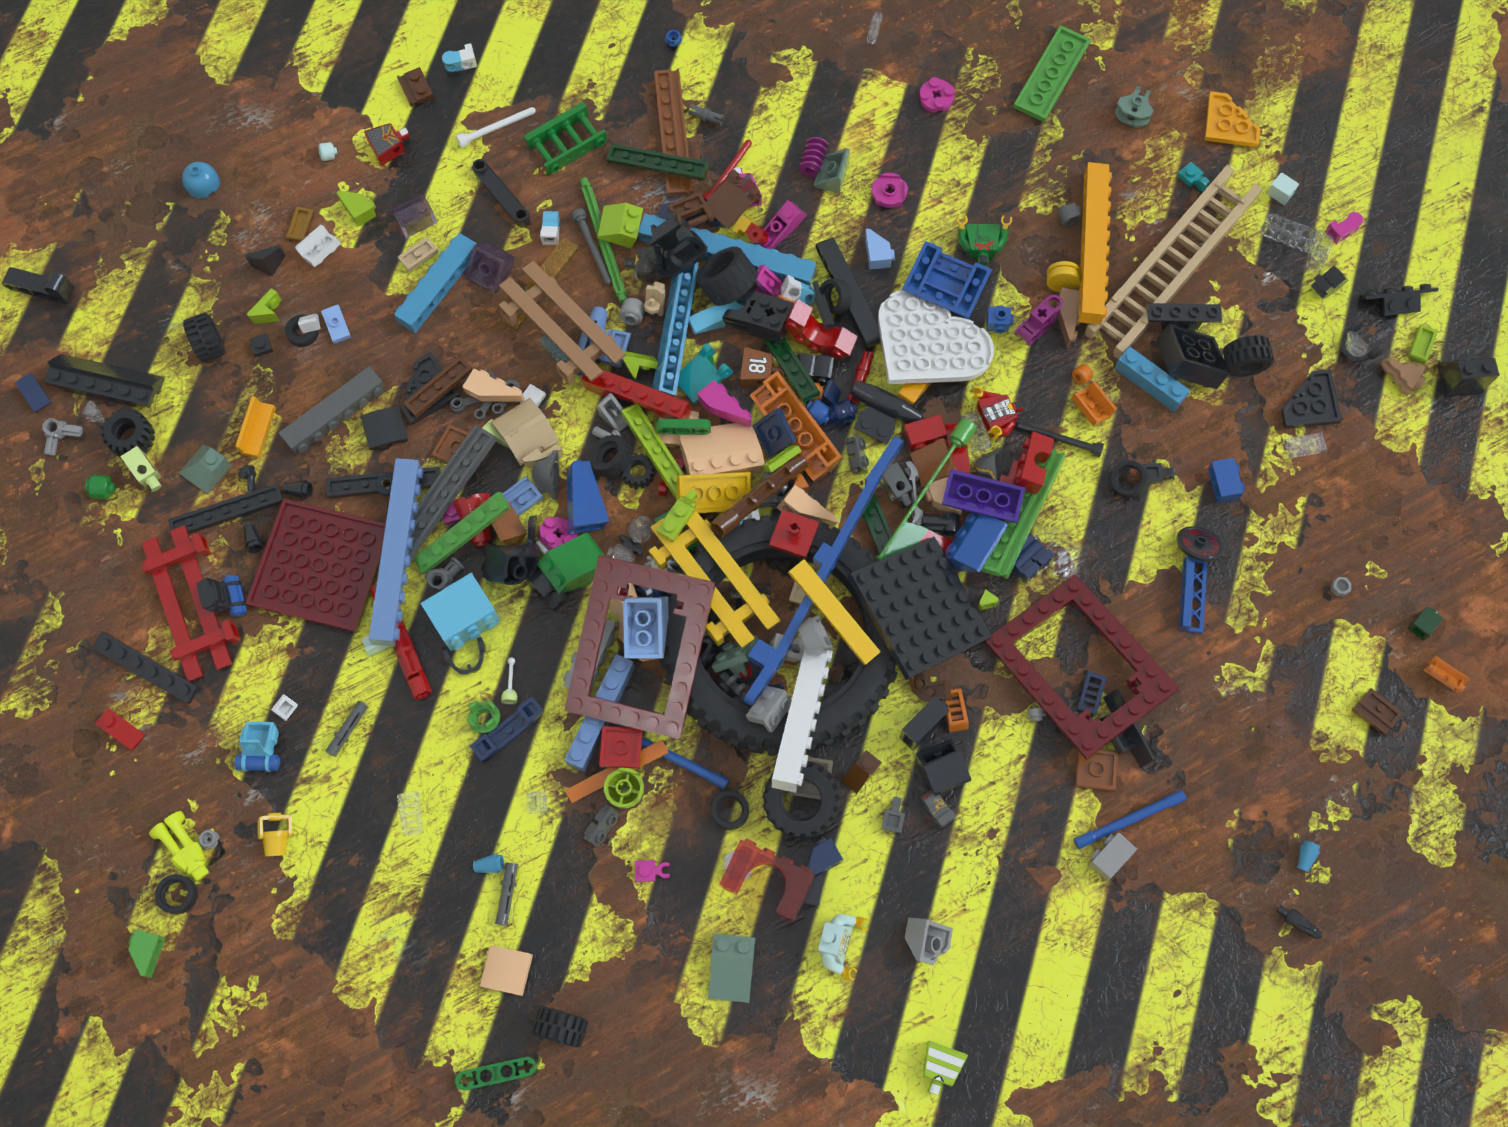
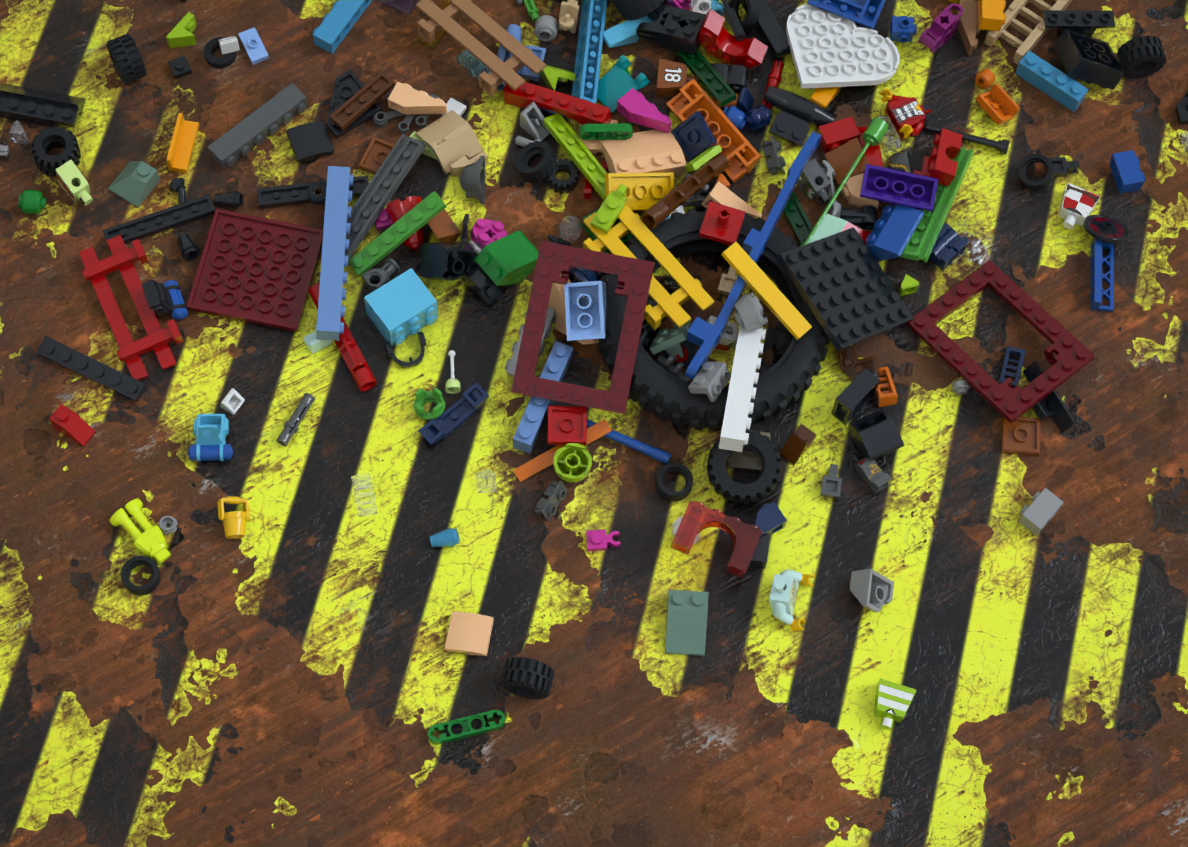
camera: 10 degrees left, 5 degrees down
(145, 951) = (115, 625): bright green slope -> none
(508, 884) = (465, 556): dark grey pin -> none
(522, 496) = (455, 200): medium blue plate -> none
(584, 501) = (512, 202): blue slope -> none
(1167, 802) = (1020, 495): blue piece -> none
(1170, 516) = (1076, 205): none -> torso

